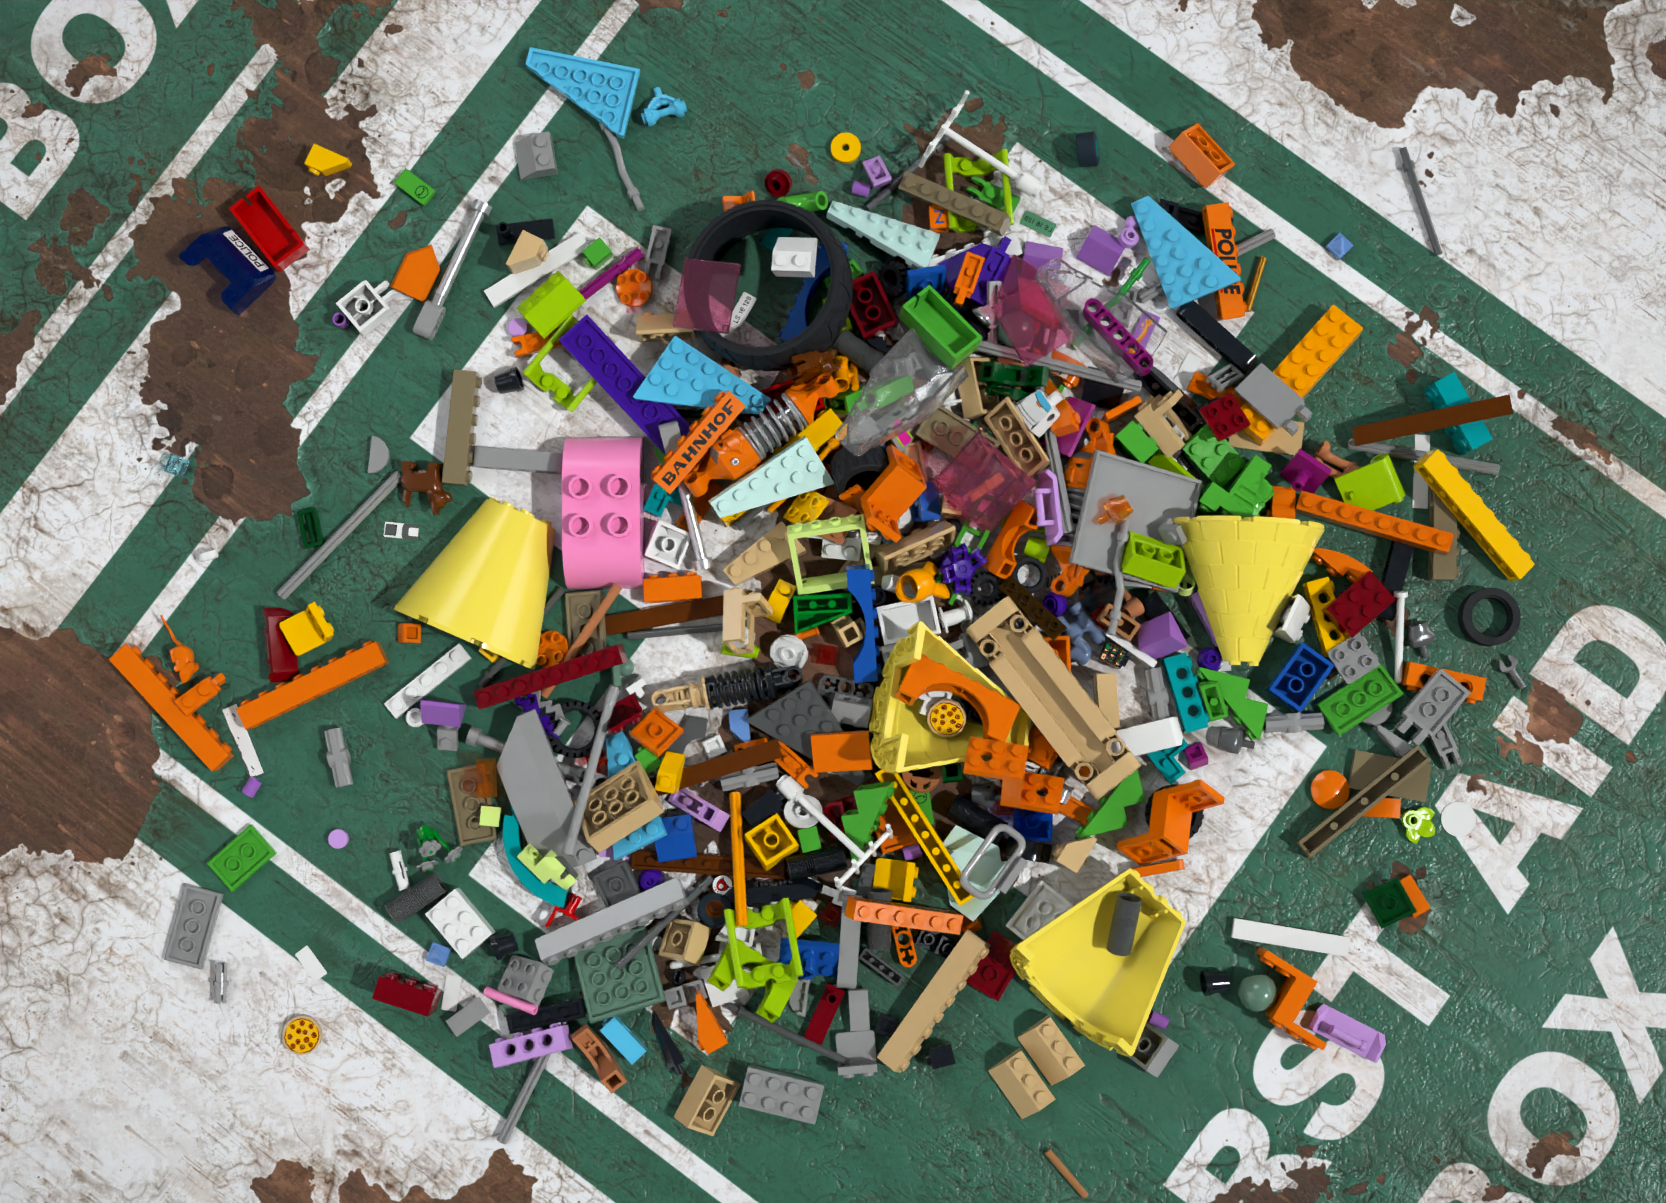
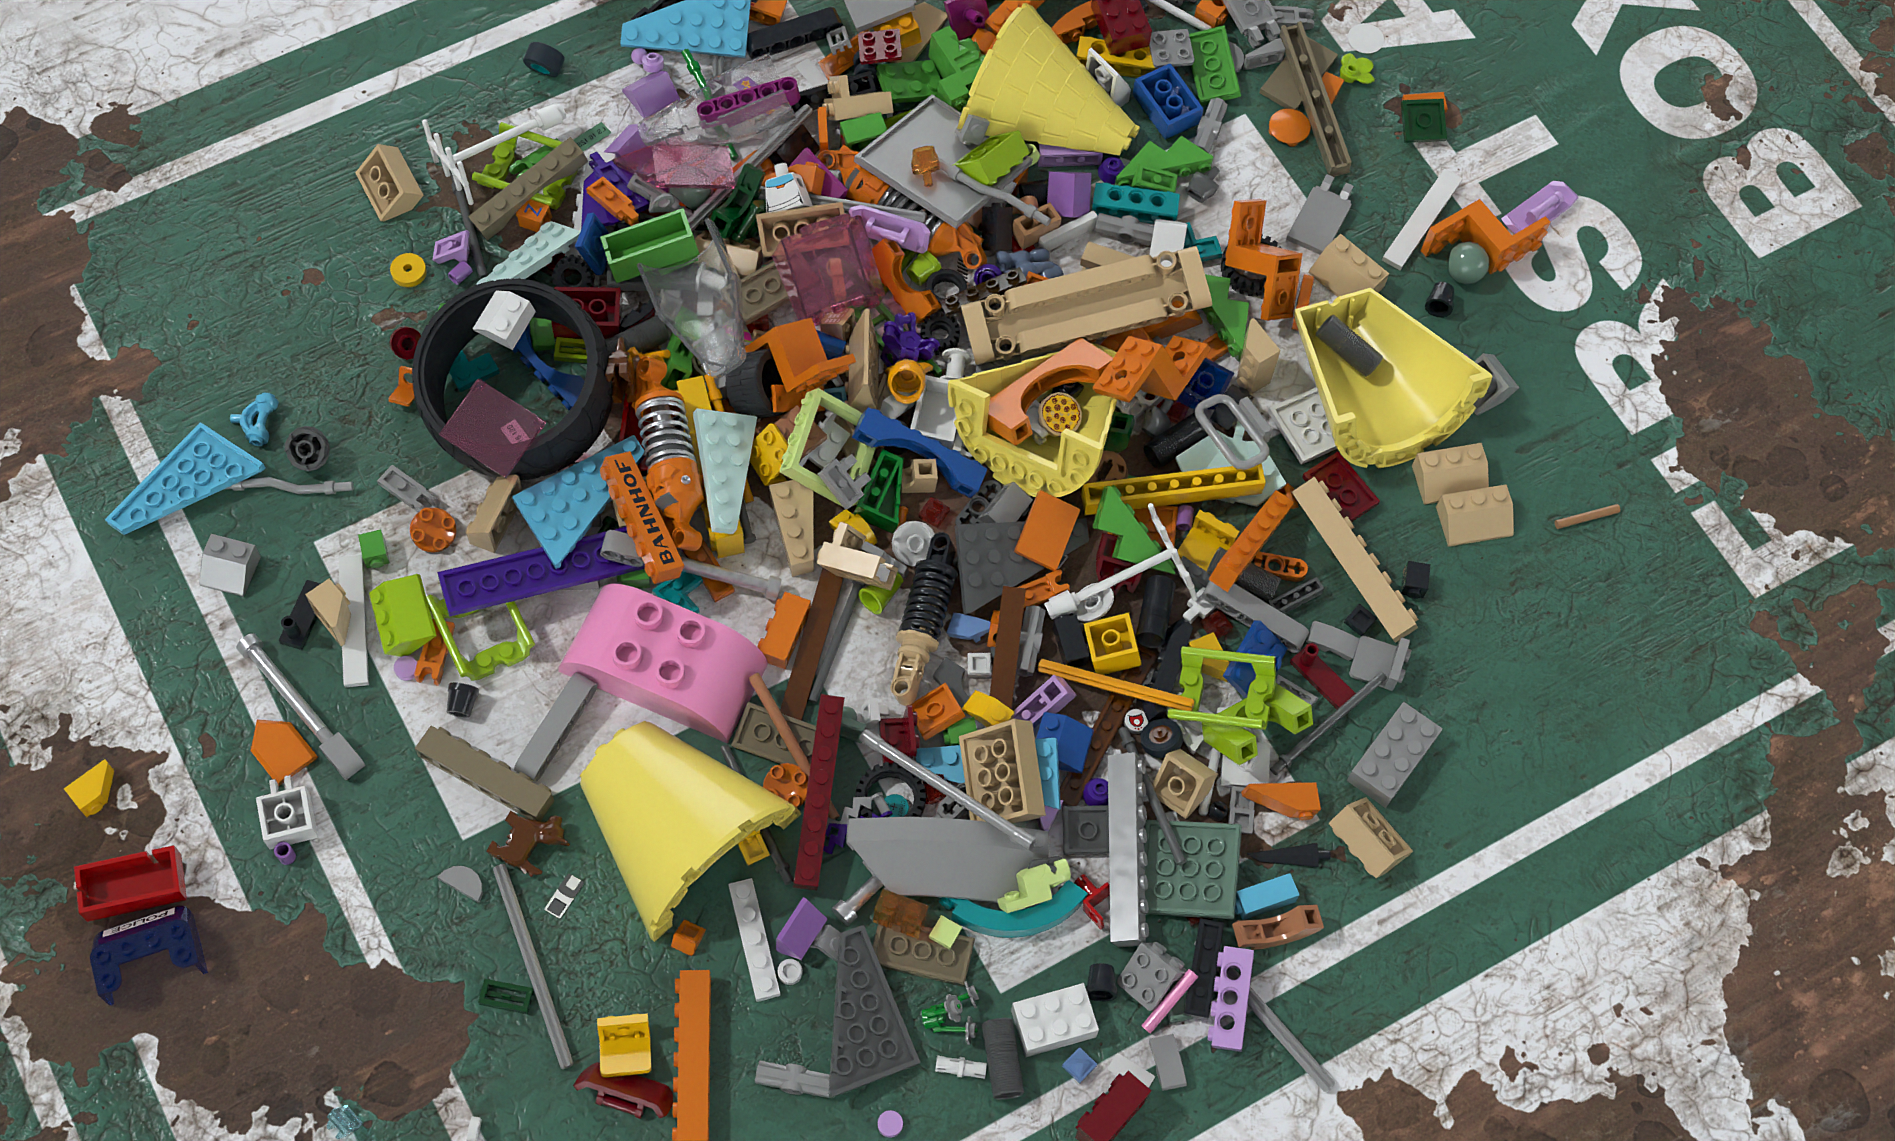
camera: 75 degrees left, 20 degrees down
(396, 792) = (867, 1024): none -> dark grey wing
(415, 187) = (181, 708): bright green tile -> none
(572, 735) = (897, 804): none -> teal piece
(611, 273) = (400, 527): magenta axle -> none
(652, 160) = (307, 448): none -> dark grey cone
(667, 544) = (734, 610): white slope -> none
(762, 635) = (871, 549): none -> light grey tile
(800, 575) = (841, 484): none -> light grey plate
(809, 839) = (1126, 604): bright green brick -> none
(914, 91) = (388, 182): none -> tan slope
(935, 942) = (1291, 536): black slope -> none
(1113, 655) = (1066, 249): brick -> none
(1195, 756) = (1203, 223): magenta slope -> none
(1202, 895) = (1347, 269): none -> tan slope
(1249, 851) = (1321, 217): none -> light grey tile

